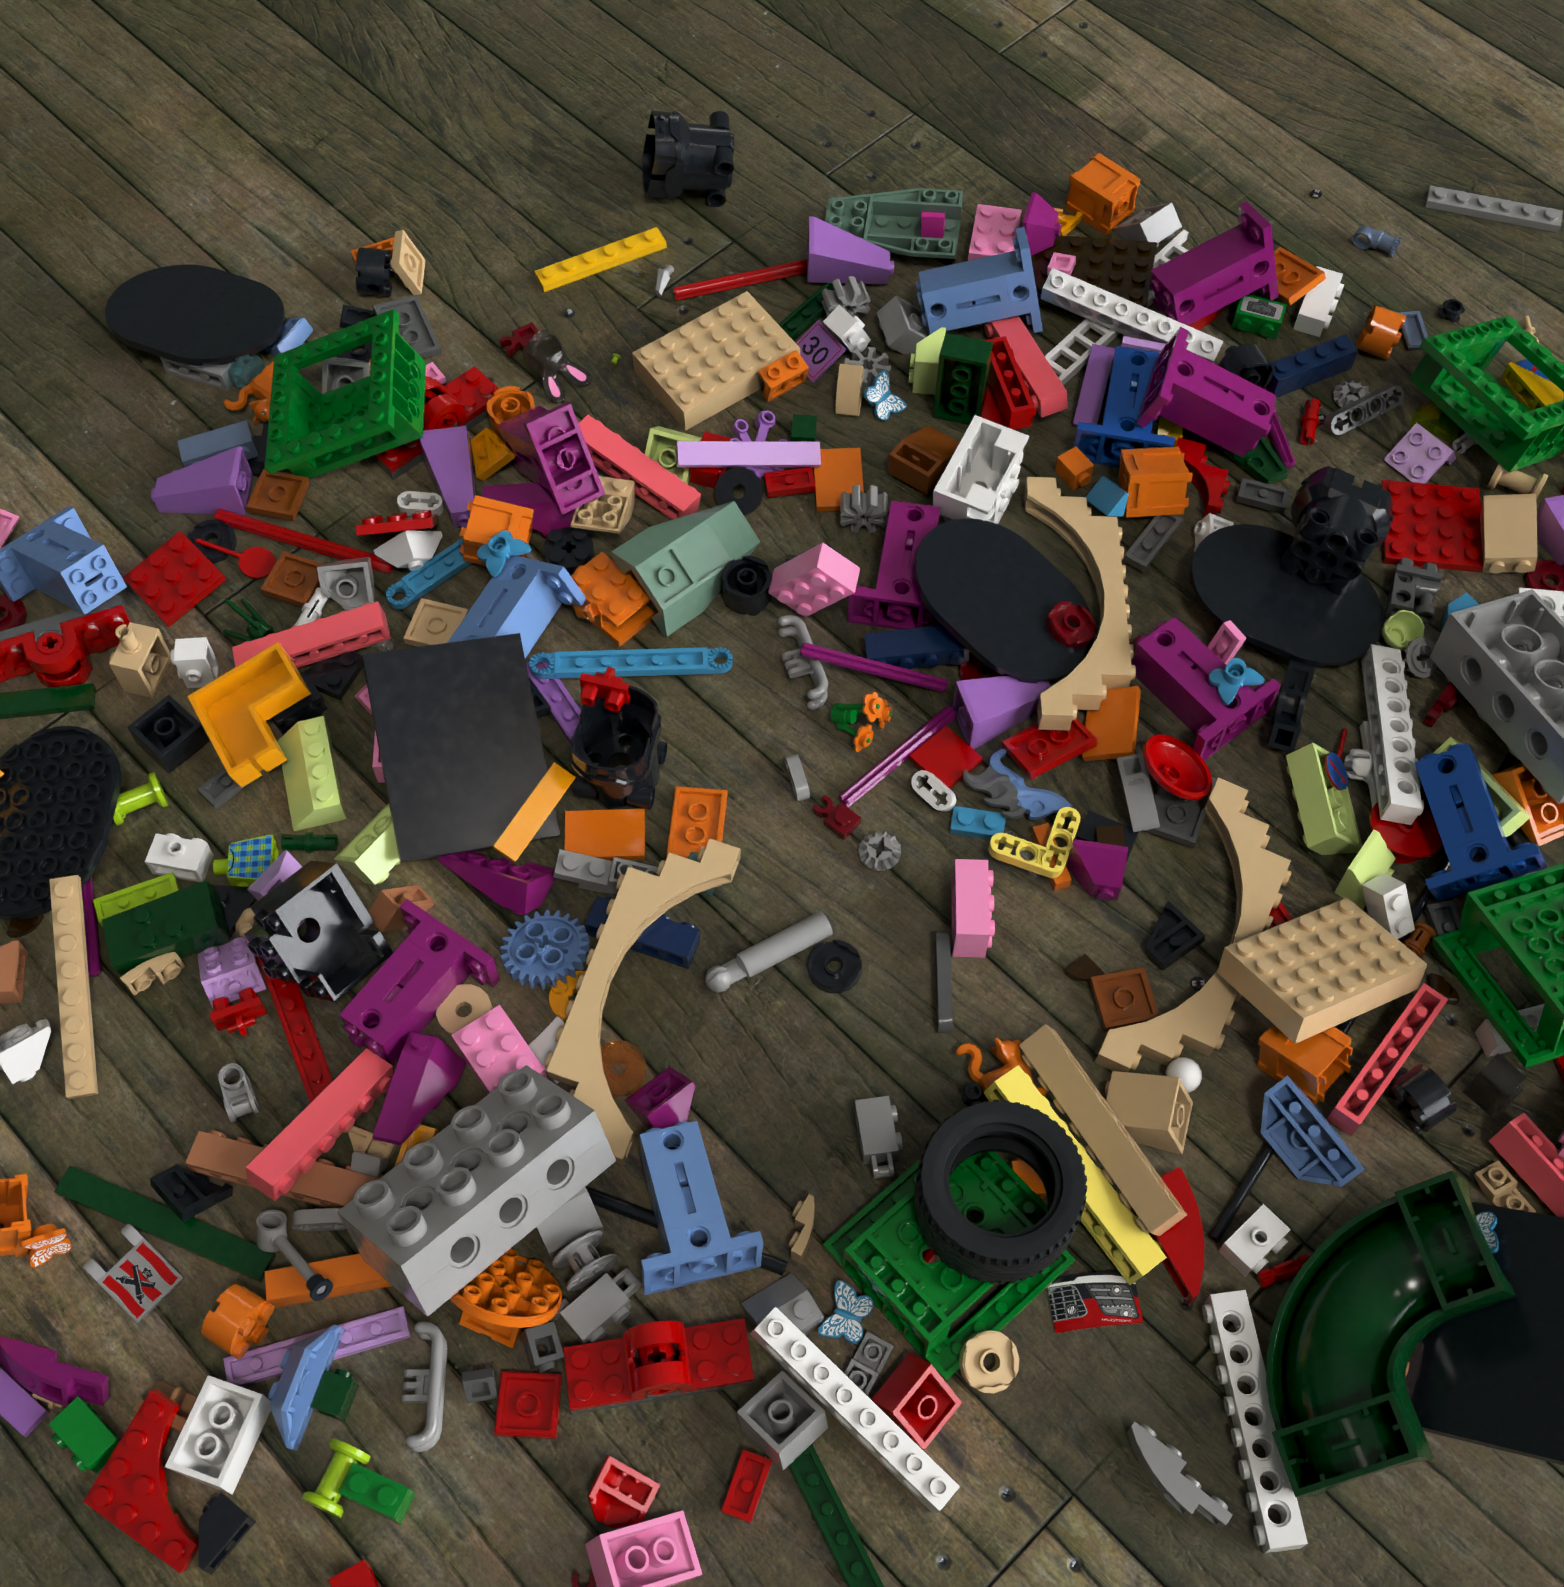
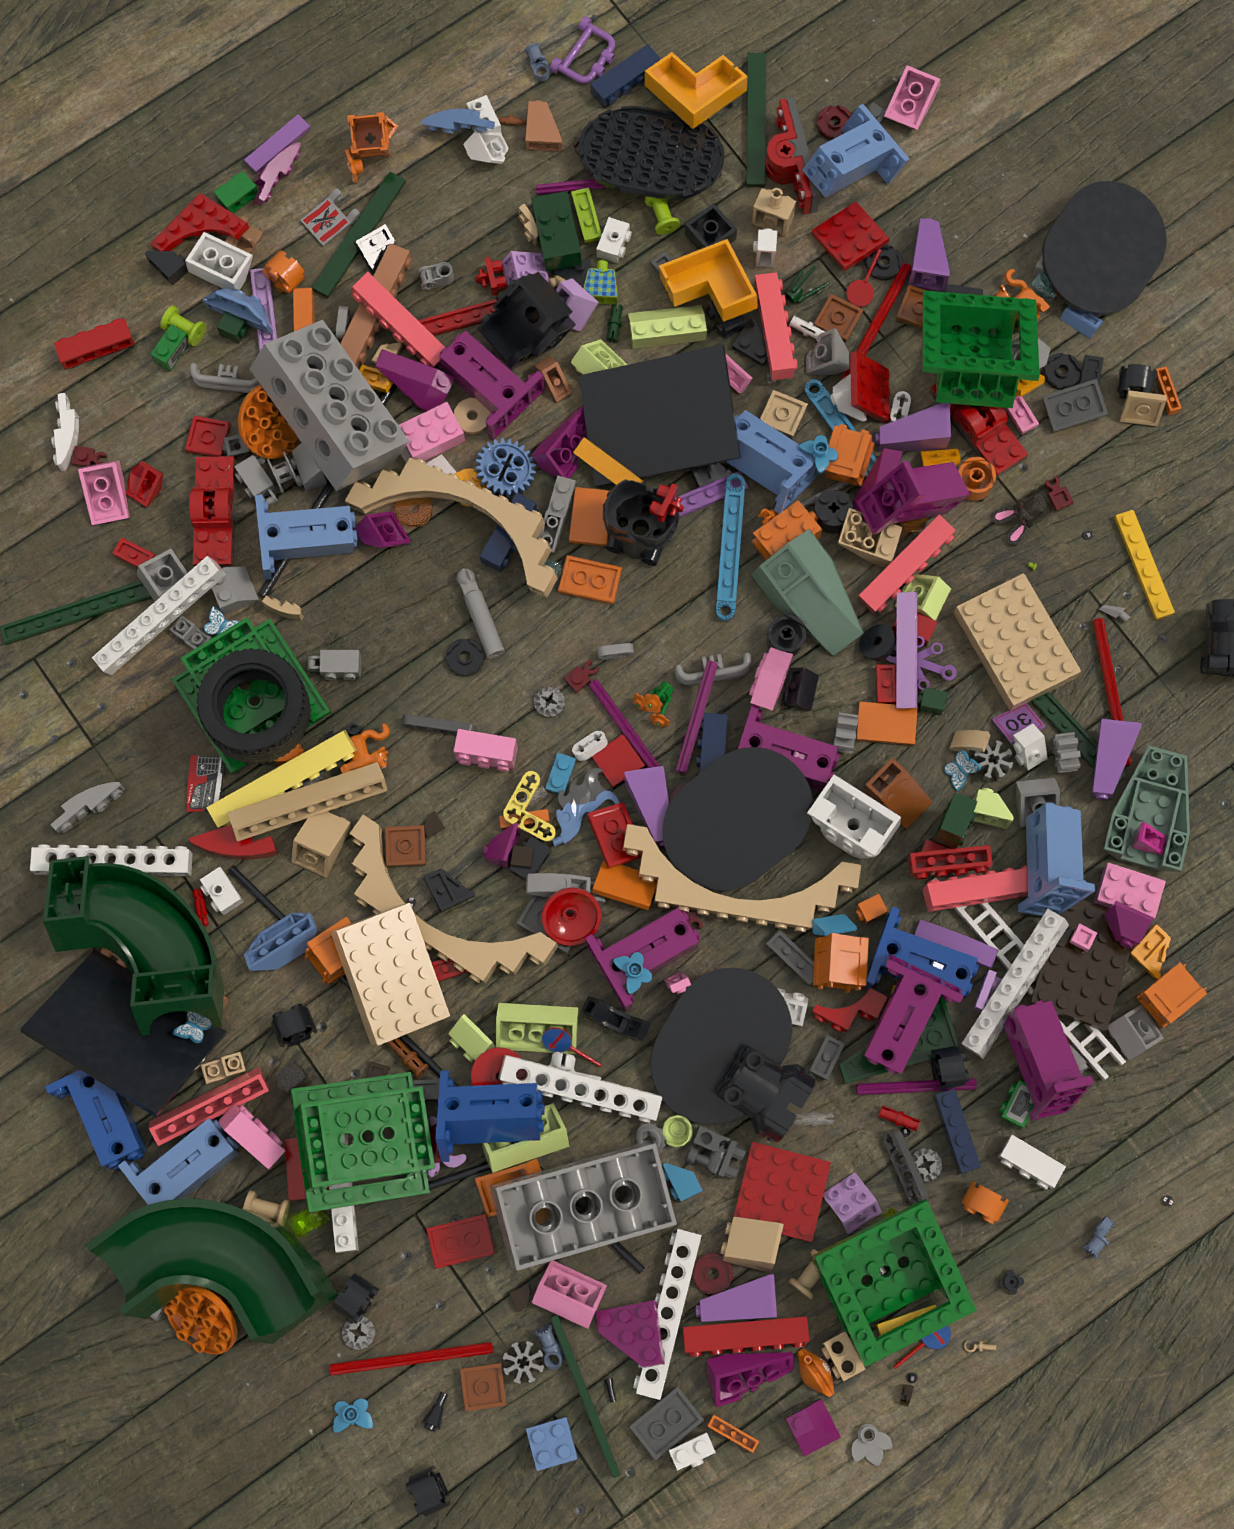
camera: 100 degrees right, 15 degrees up
(73, 987) = (523, 175): tan plate -> none
(217, 441) = (967, 265): sand blue brick -> none
(272, 1237) = (293, 314): light grey piece -> none
(368, 1163) = (371, 350): light grey slope -> none
(479, 1384) = (222, 408): dark grey tile -> none
(783, 375) = (992, 690): orange bracket -> none
(917, 1400) = (161, 659): red slope -> none
(972, 1358) = (186, 711): tan tile -> none
(1063, 632) = (712, 880): dark red tile -> none
(1187, 1071) = (341, 871): white piece -> none
(1295, 276) = (1058, 1135): orange plate -> none
(1387, 1059) = (327, 1012): coral brick -> none
(1389, 904) = (437, 1043): white brick -> none
(1413, 329) = (993, 1240): sand blue tile -> none
(1445, 701) = (608, 1144): dark red plate -> none
(1494, 209) = (1133, 1363): light grey plate -> none

